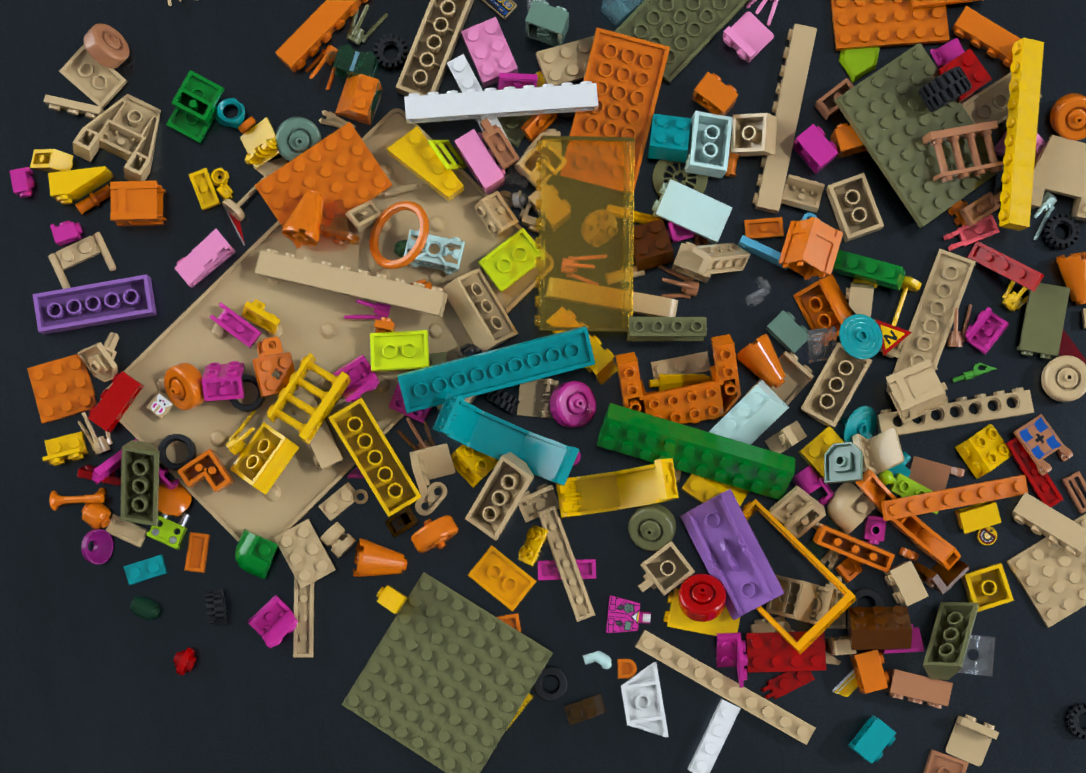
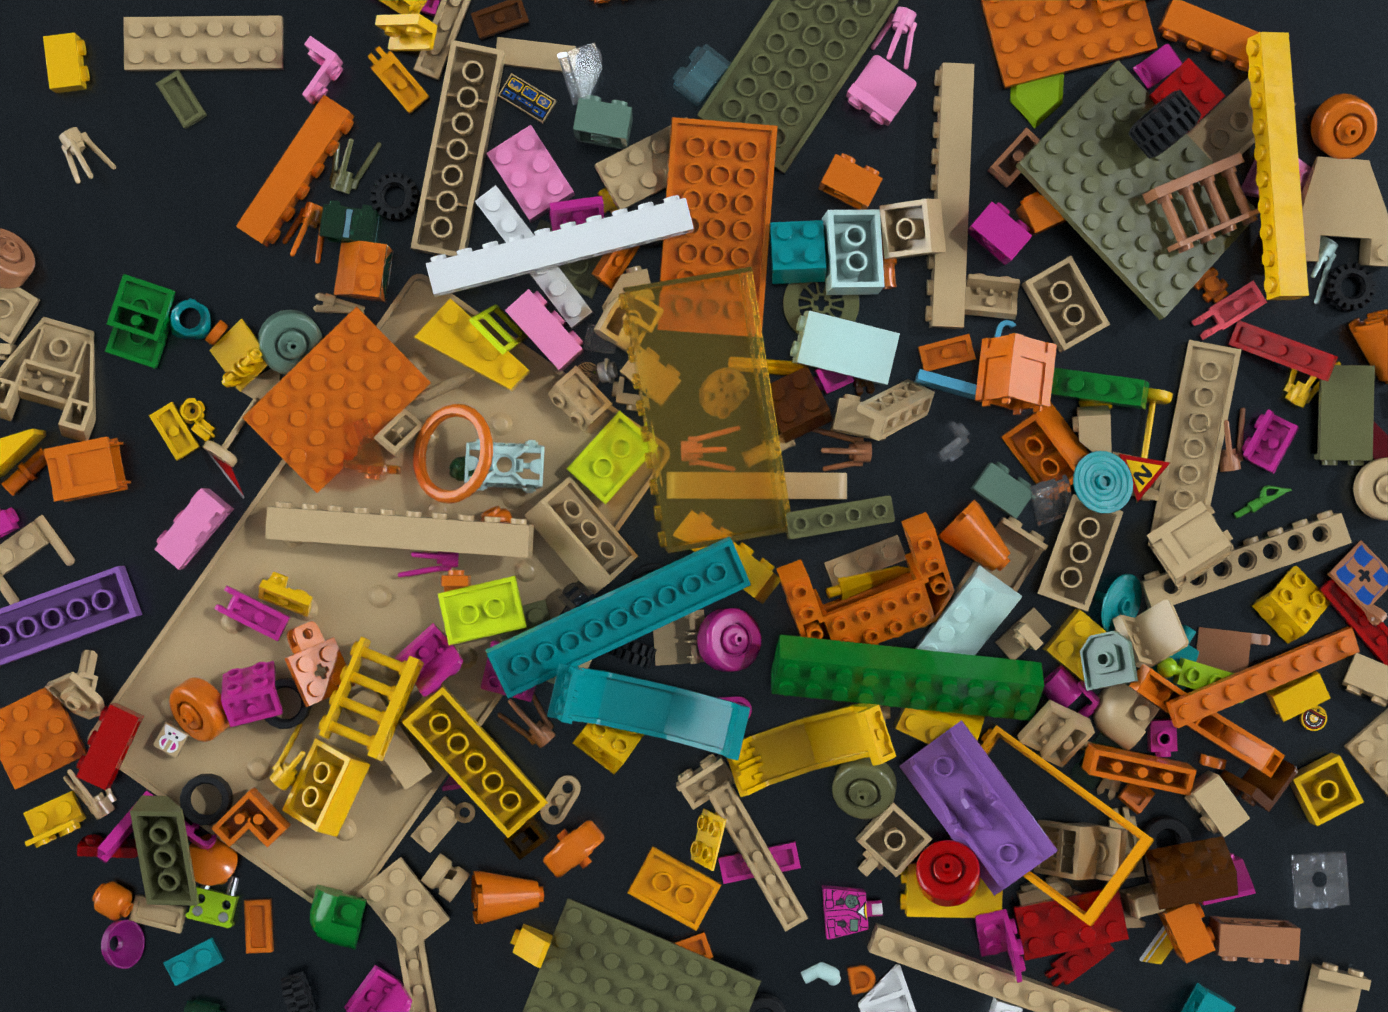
camera: 10 degrees left, 5 degrees up
(57, 500) = (55, 890): orange piece -> none
(305, 220) = (321, 454): orange cone -> none
(431, 464) = (551, 754): tan bracket -> none
(498, 144) = (566, 305): nougat hinge -> none
(500, 495) = (654, 783): tan slope -> none
(950, 639) = (1288, 871): olive slope -> none
(980, 208) = (1237, 274): nougat hinge -> none

